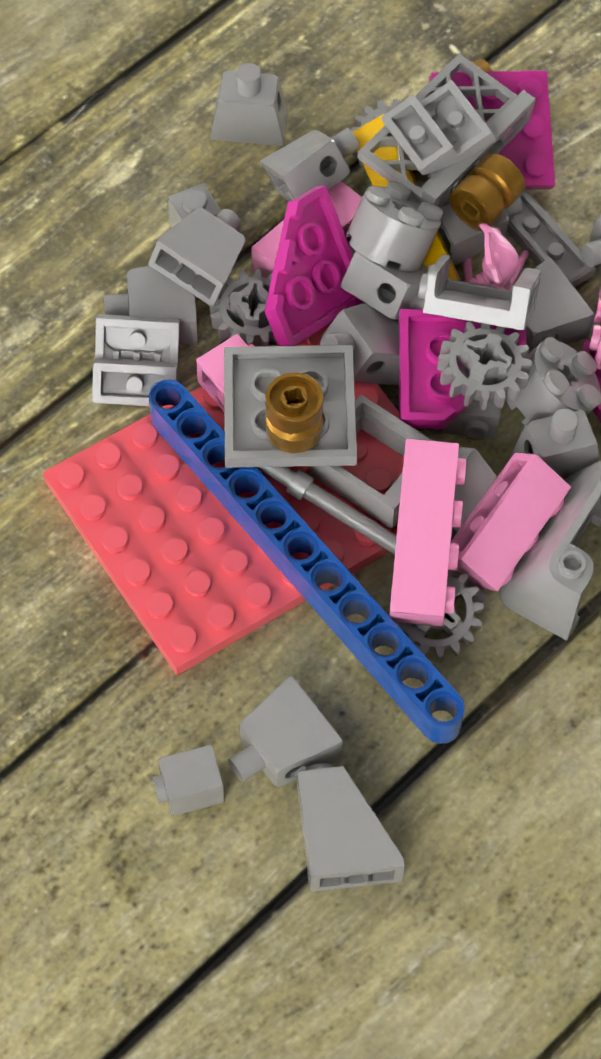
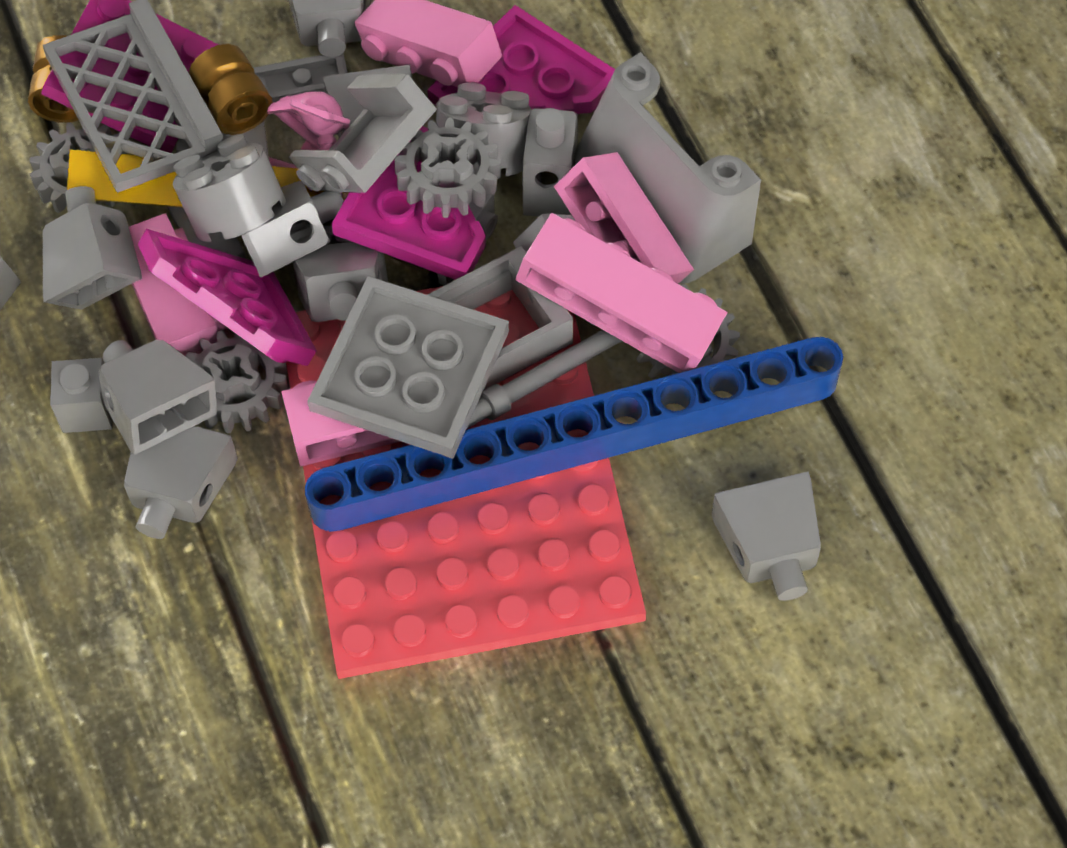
camera: 65 degrees left, 0 degrees up
(133, 357) = (240, 520): light grey slope -> none
(189, 781) = (788, 642): light grey brick -> none
(294, 412) = (444, 350): pearl gold wheel -> none
(342, 833) = (897, 517): light grey slope -> none
(438, 129) = (137, 94): light grey slope -> none

